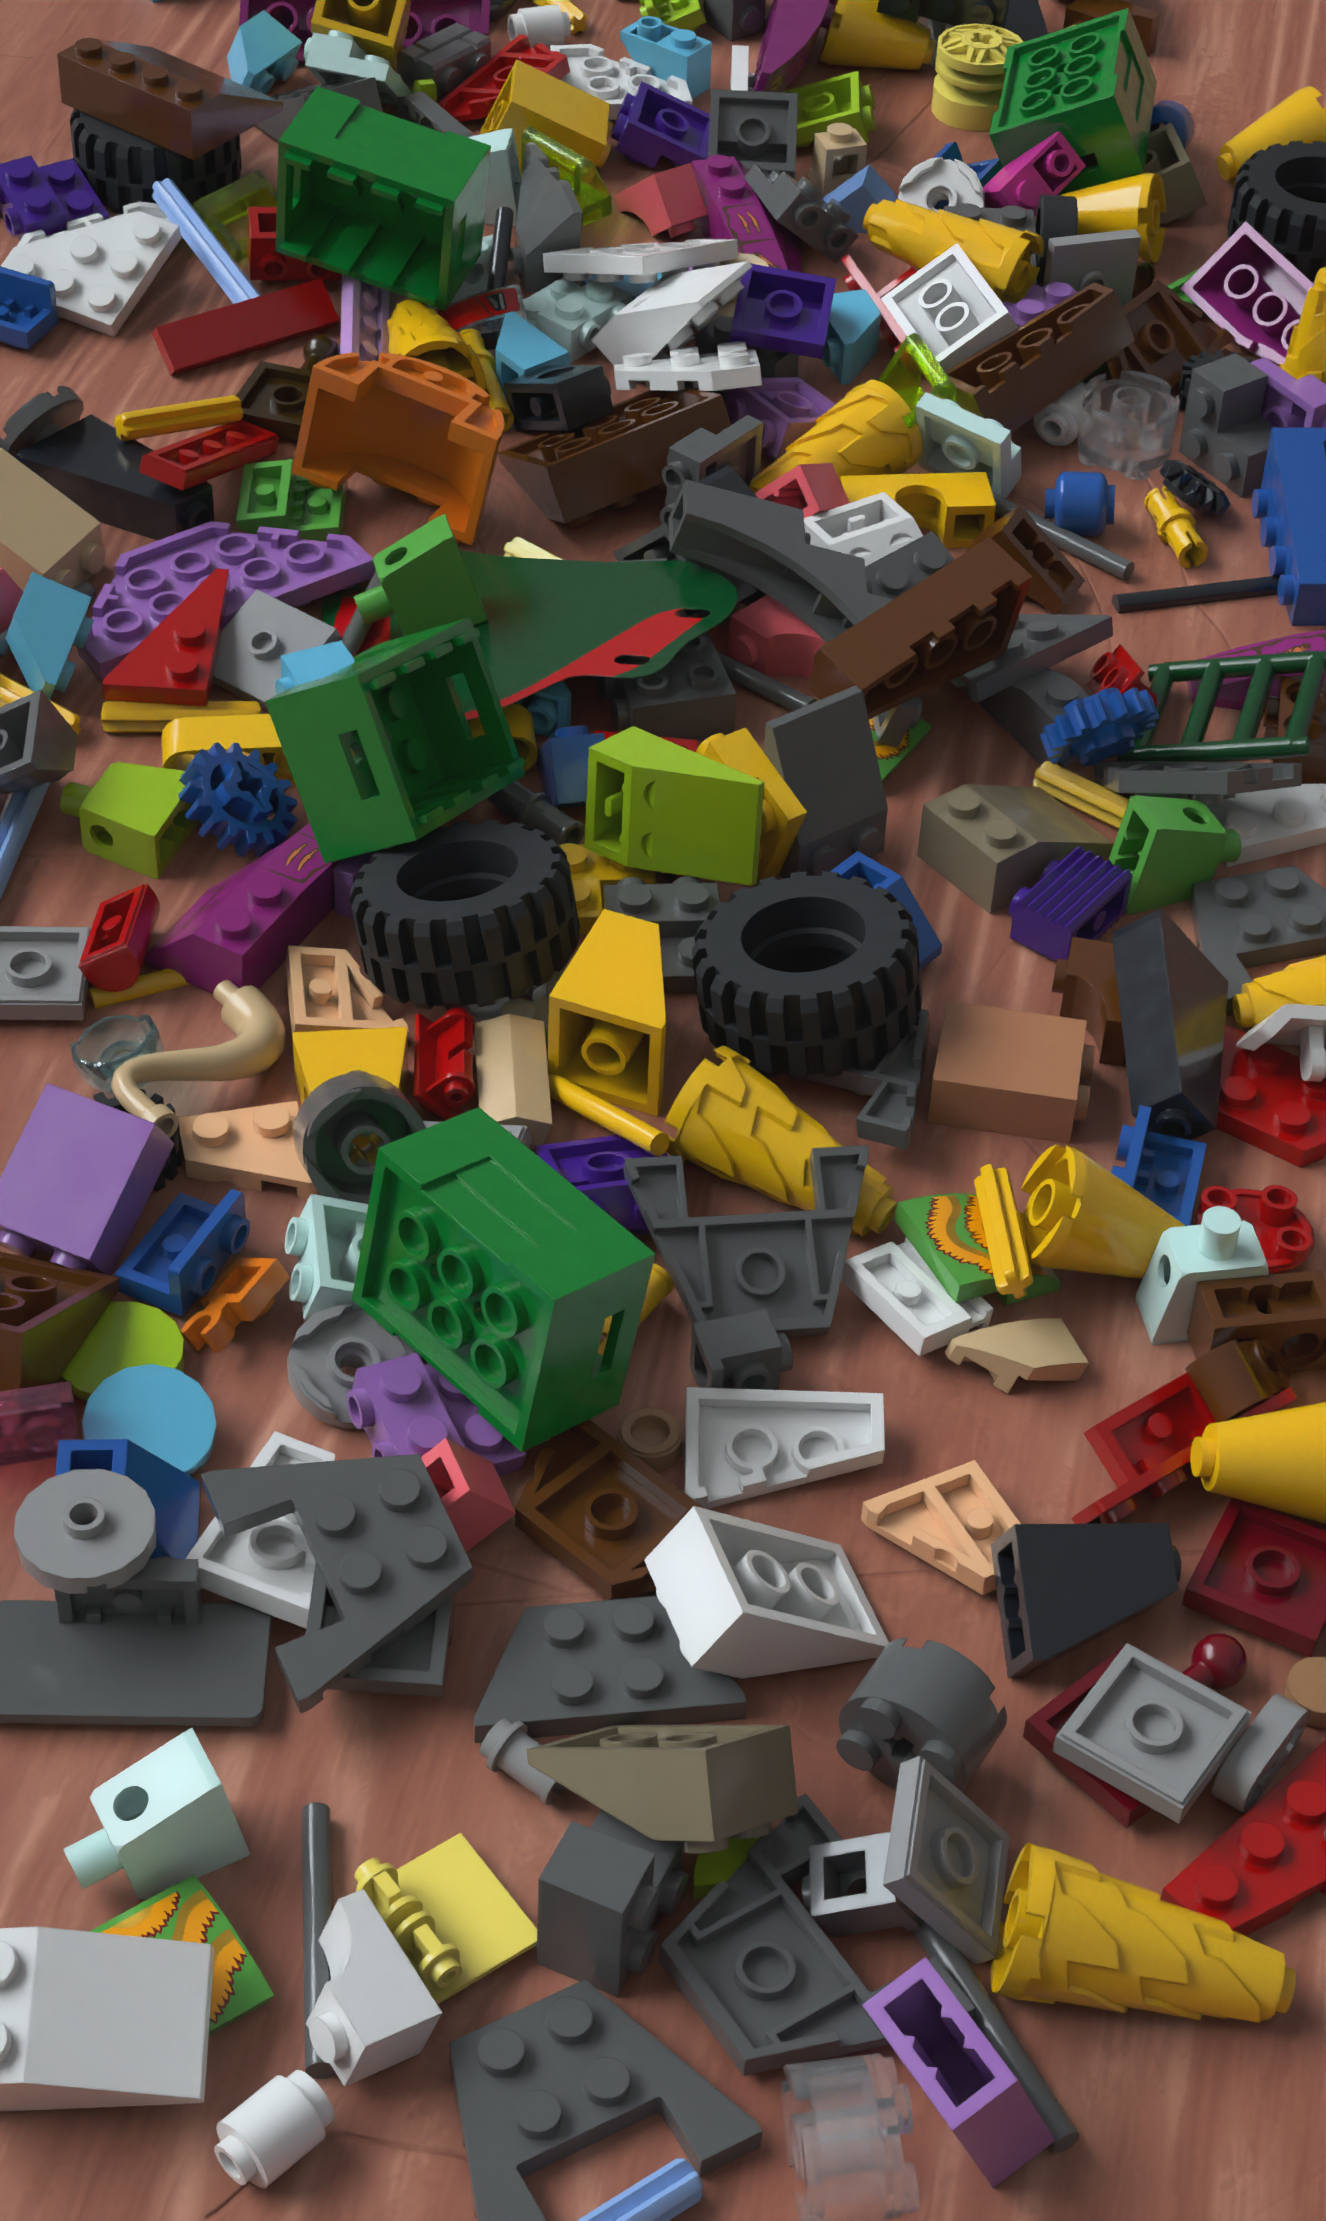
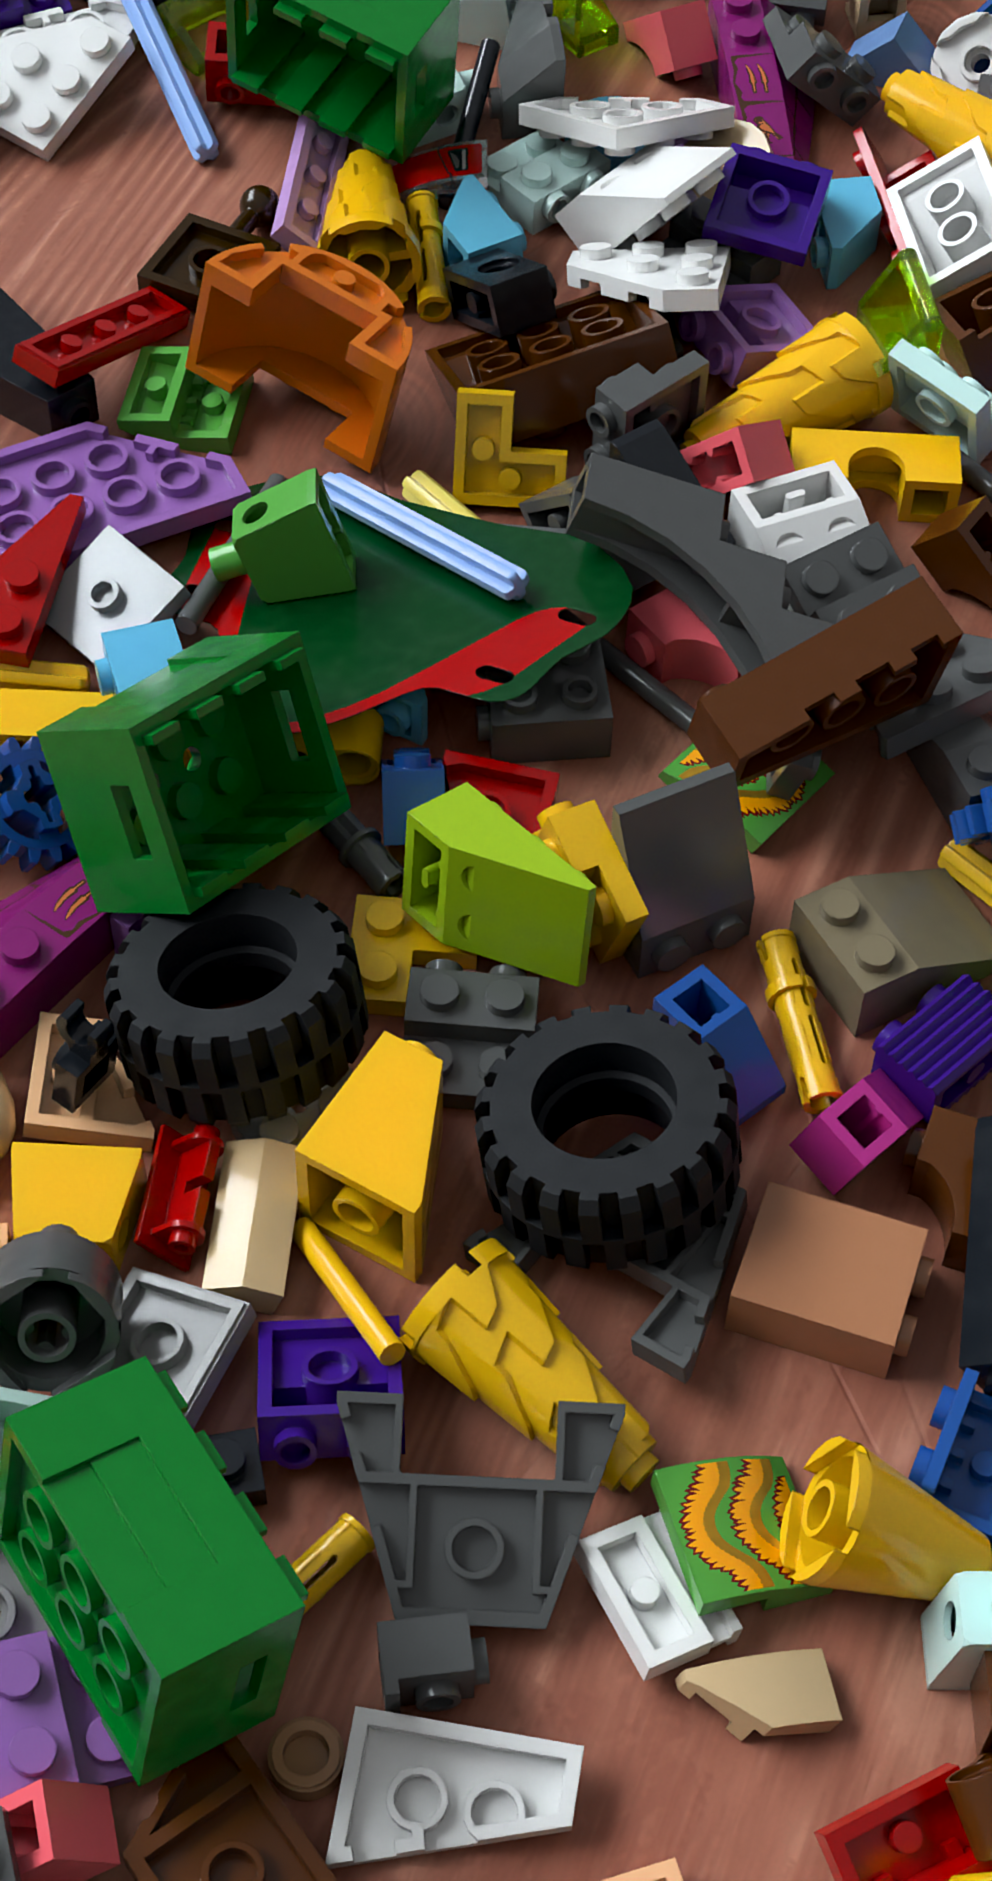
camera: 10 degrees right, 10 degrees up
(178, 417) = (76, 286): yellow axle -> none
(245, 326) = (184, 164): red tile -> none
(344, 964) = (84, 1058): none -> black plate
(553, 575) = (426, 537): none -> light blue axle
(577, 524) = (486, 463): none -> yellow plate
(935, 887) = (792, 998): none -> yellow pin
(1003, 1231) = (771, 1528): yellow axle -> none
(1007, 965) = (856, 1130): none -> dark pink slope

